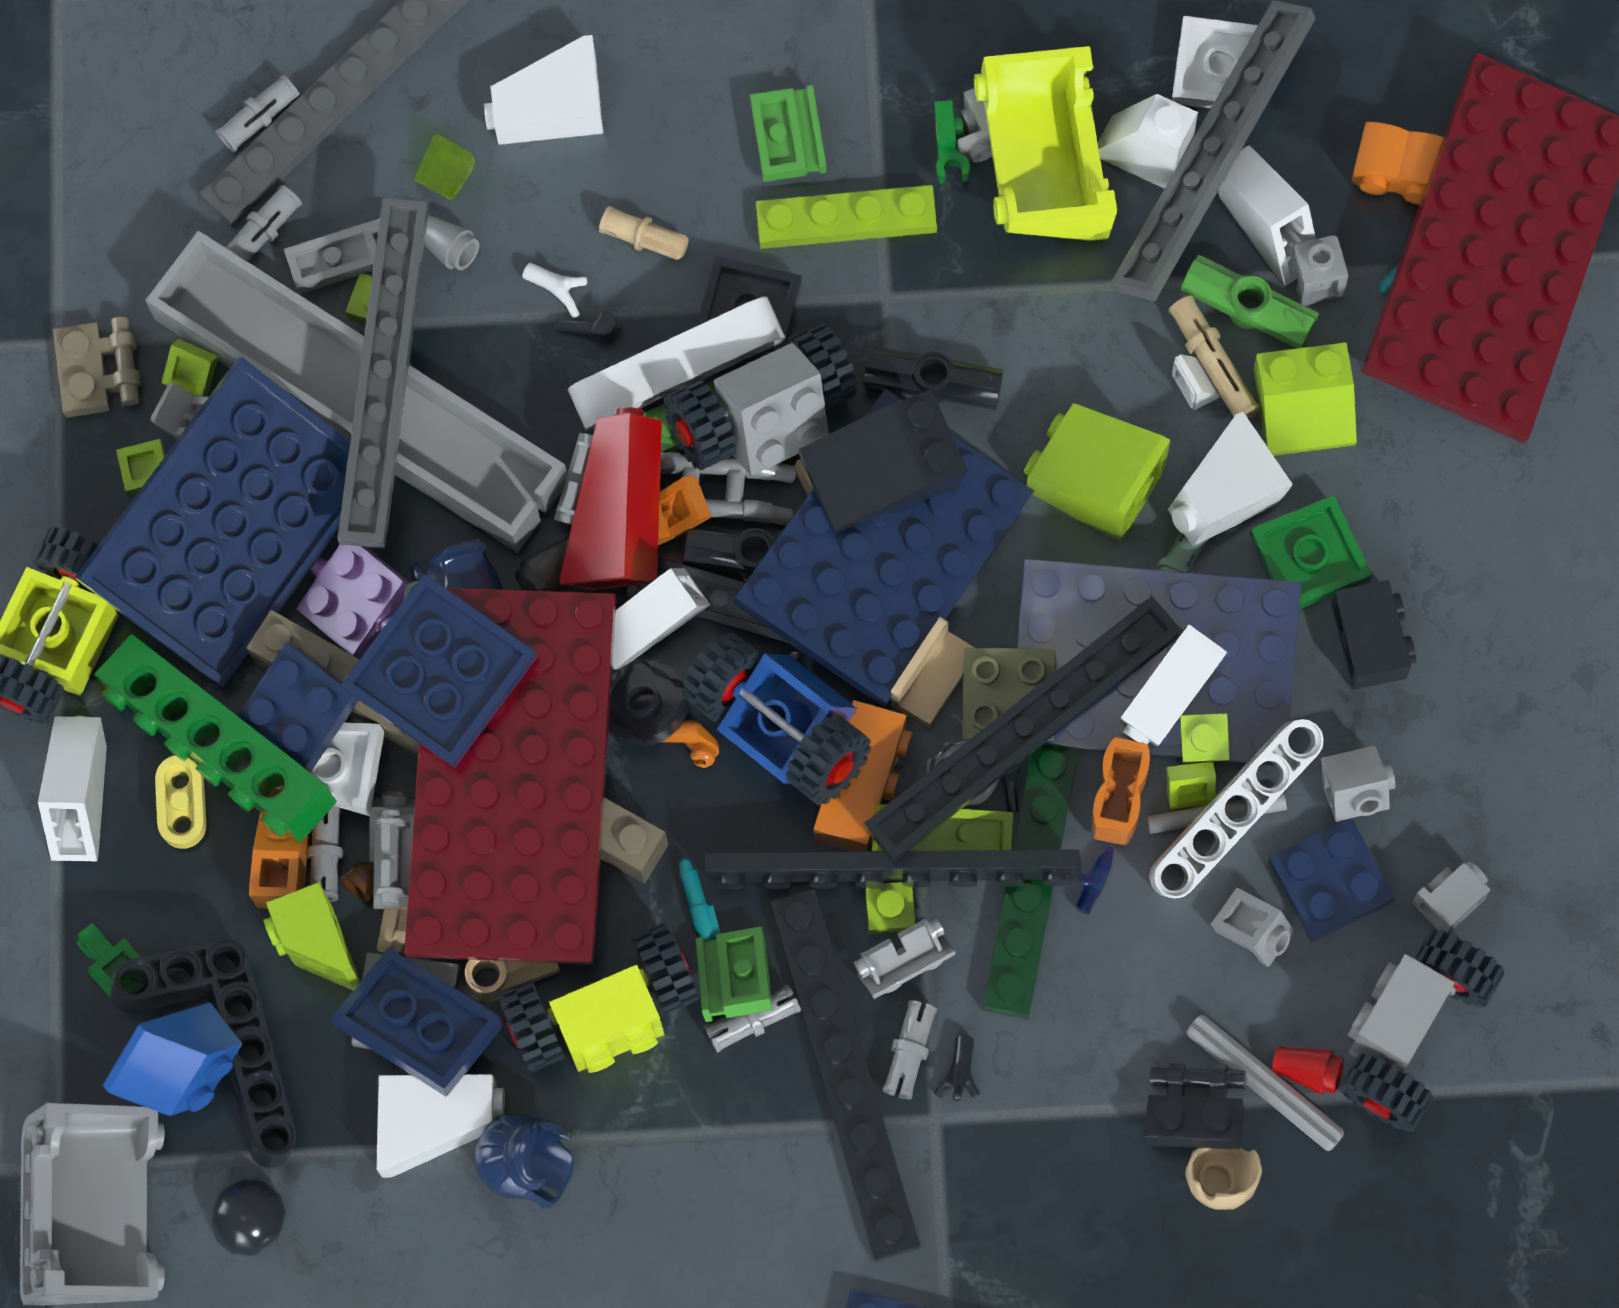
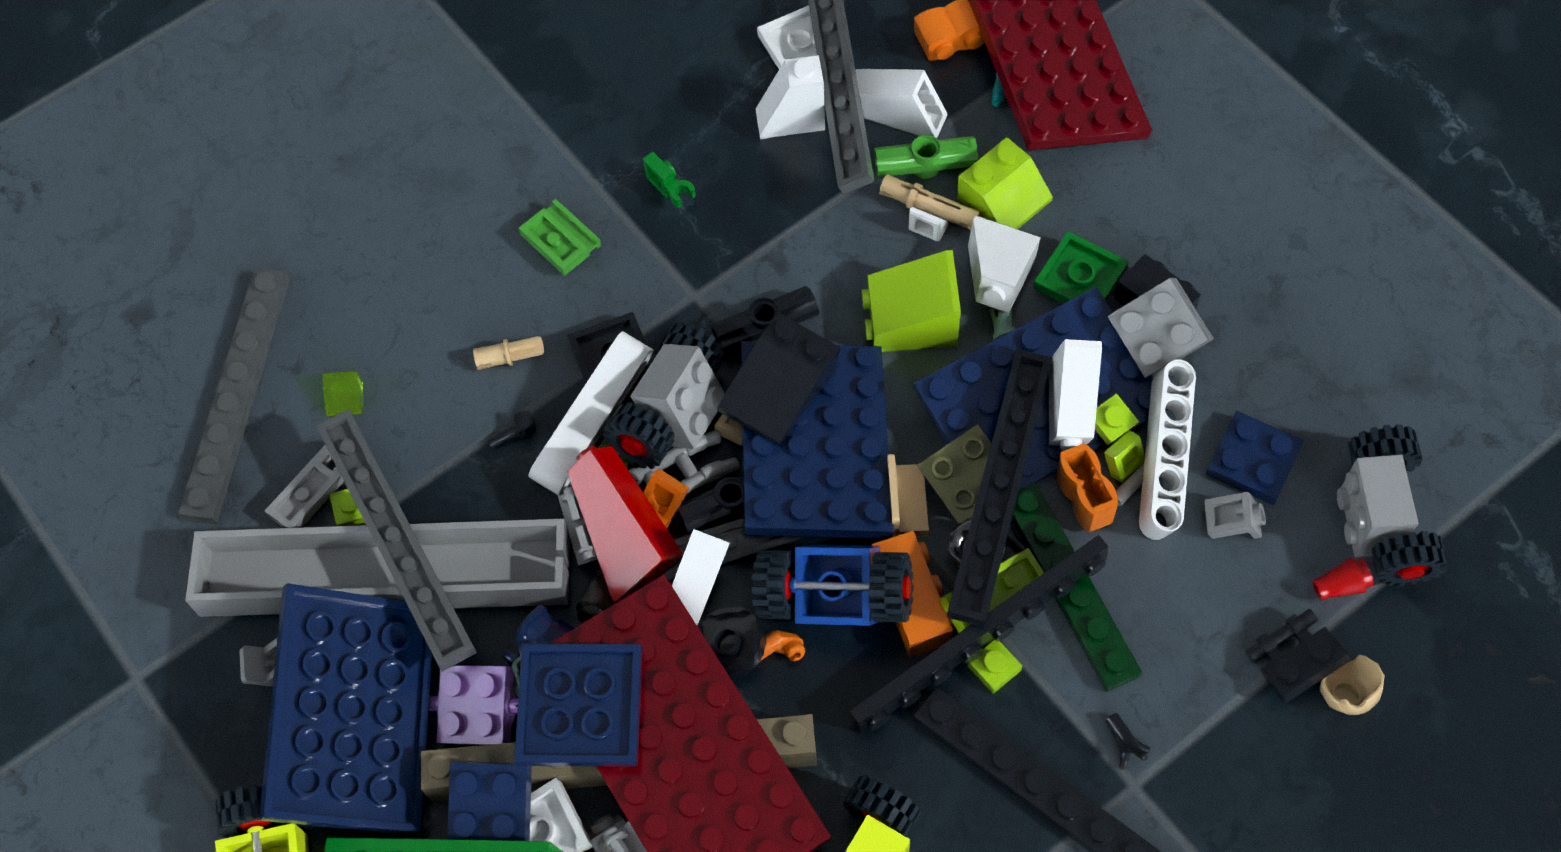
camera: 35 degrees left, 10 degrees down
(82, 367) = (168, 684): dark tan plate -> none
(139, 463) = (254, 718): lime plate -> none
(190, 368) = (248, 629): lime plate -> none
(264, 223) = (239, 504): light grey pin -> none
(280, 93) = (179, 460): light grey pin -> none
(451, 243) = (383, 436): light grey cone -> none
(549, 97) = (385, 309): white slope -> none
(556, 284) = (471, 418): white bar -> none
(701, 914) = (872, 758): teal piece -> none
(734, 974) = (930, 780): bright green plate -> none
(745, 1025) = (962, 803): light grey pin -> none
(846, 217) = (633, 264): lime plate -> none
(909, 1049) = (1083, 750): light grey pin -> none
(923, 949) = (1028, 702): light grey hinge -> none
(977, 143) = (681, 156): light grey bracket -> none
(1045, 145) = (732, 139): neon yellow windscreen -> none
(1095, 881) = (1113, 560): clear blue helmet -> none
(1266, 1083) = (1324, 609): light grey axle -> none
(1321, 270) = (957, 109): light grey bracket -> none
(1331, 674) = (1160, 327): none -> light grey brick
(1357, 783) = (1224, 386): light grey brick -> none
(1452, 896) = (1338, 416): light grey brick -> none

